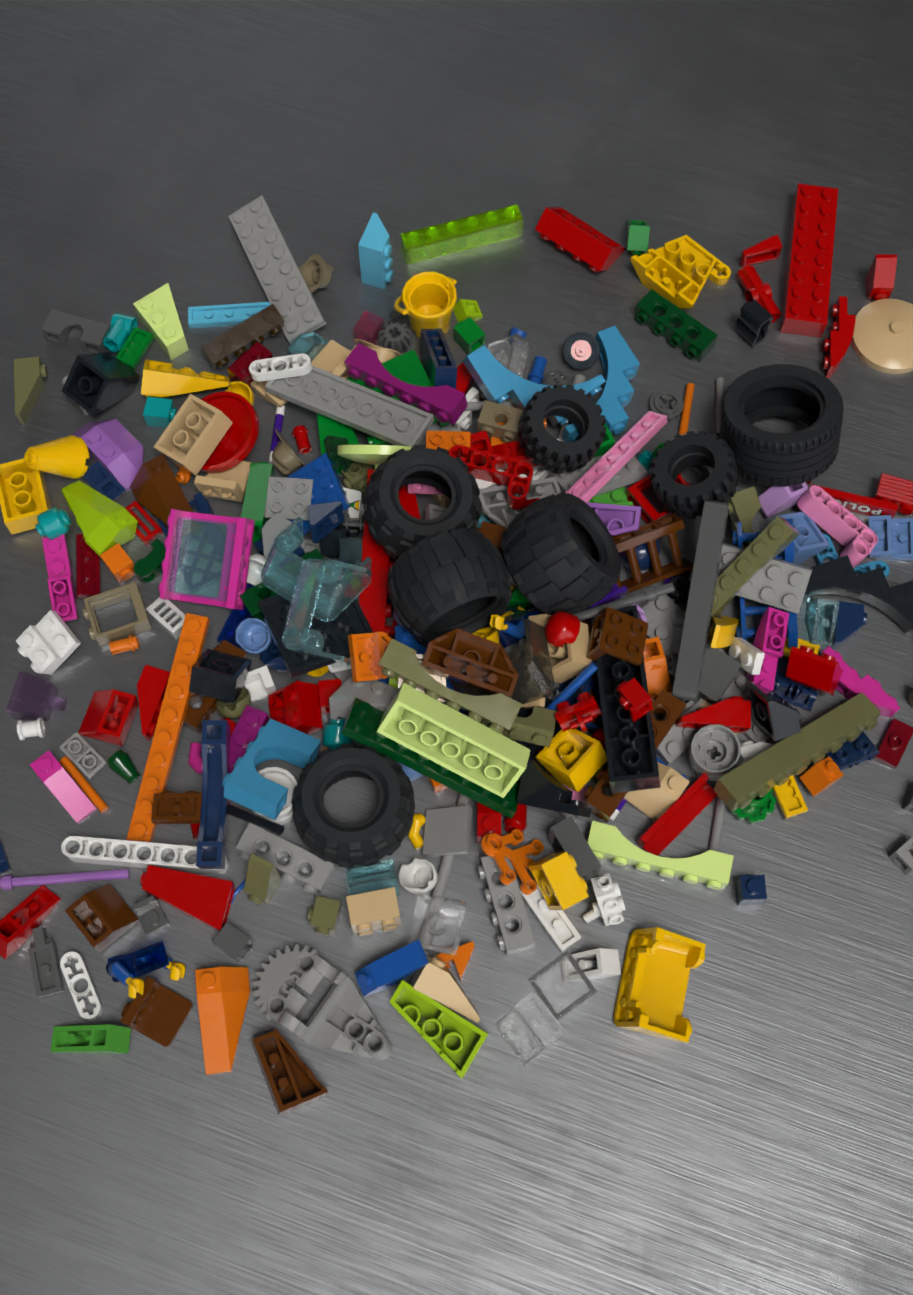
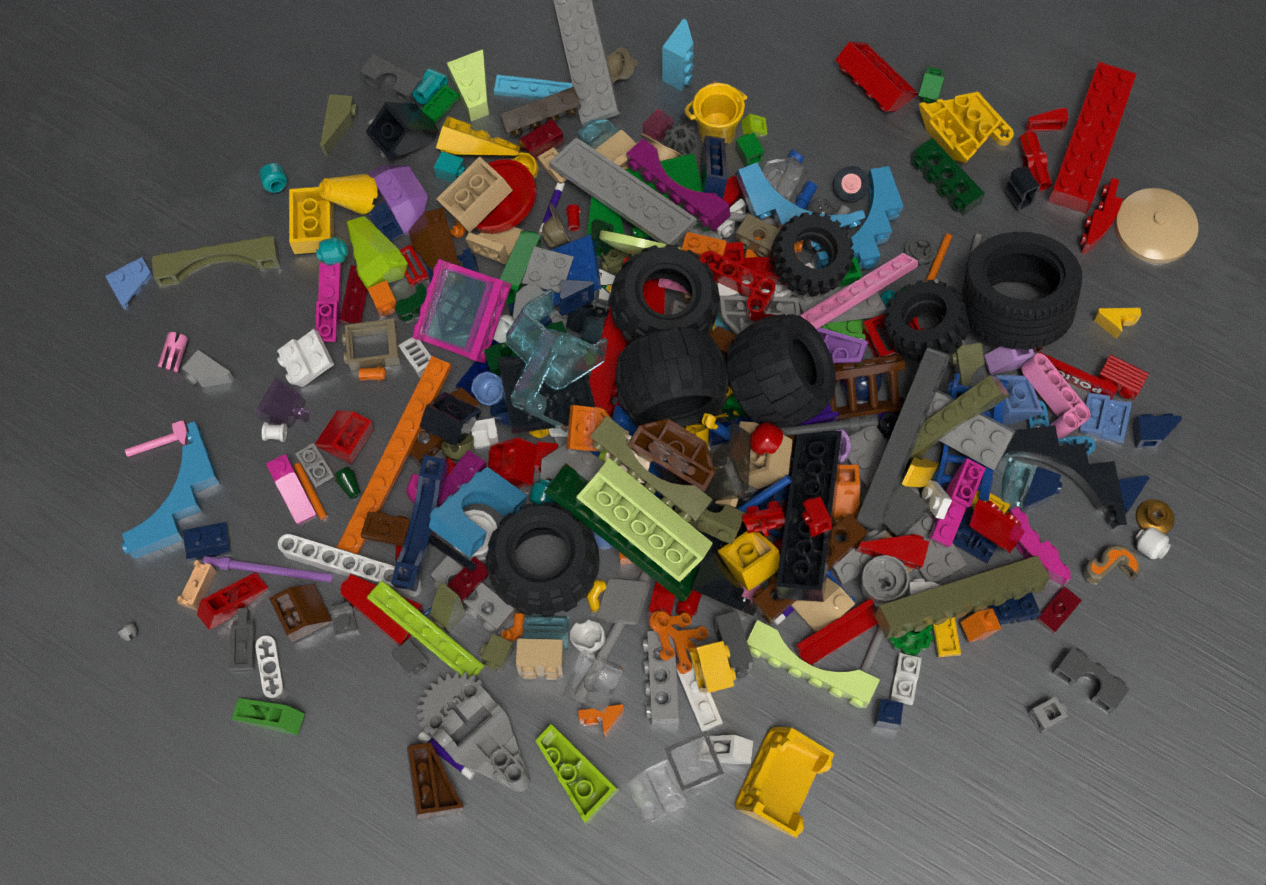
camera: 15 degrees right, 0 degrees up
(139, 962) = (326, 657): torso -> none
(151, 692) = (385, 422): red slope -> none
(157, 1012) = (329, 704): reddish brown bracket -> none
(221, 1008) = (387, 713): orange wedge -> none
(242, 908) = (424, 630): none -> lime tile
(266, 375) = (552, 150): white beam -> none
(271, 1026) = (425, 738): none -> bar
(276, 845) = (466, 581): none -> dark red plate
(340, 887) = (516, 630): none -> orange arm
(391, 968) = (543, 712): blue slope -> none
(439, 984) = (584, 735): tan slope -> none
(462, 234) = (765, 52): clear neon green brick -> none
(608, 903) = (752, 695): white brick -> none
(617, 636) = (816, 456): reddish brown bracket -> none
(758, 849) = (905, 679): none -> white slope
(773, 712) = (947, 556): black slope -> none
(875, 437) = (1113, 318): none -> yellow slope
(881, 277) = (1157, 167): red slope -> none

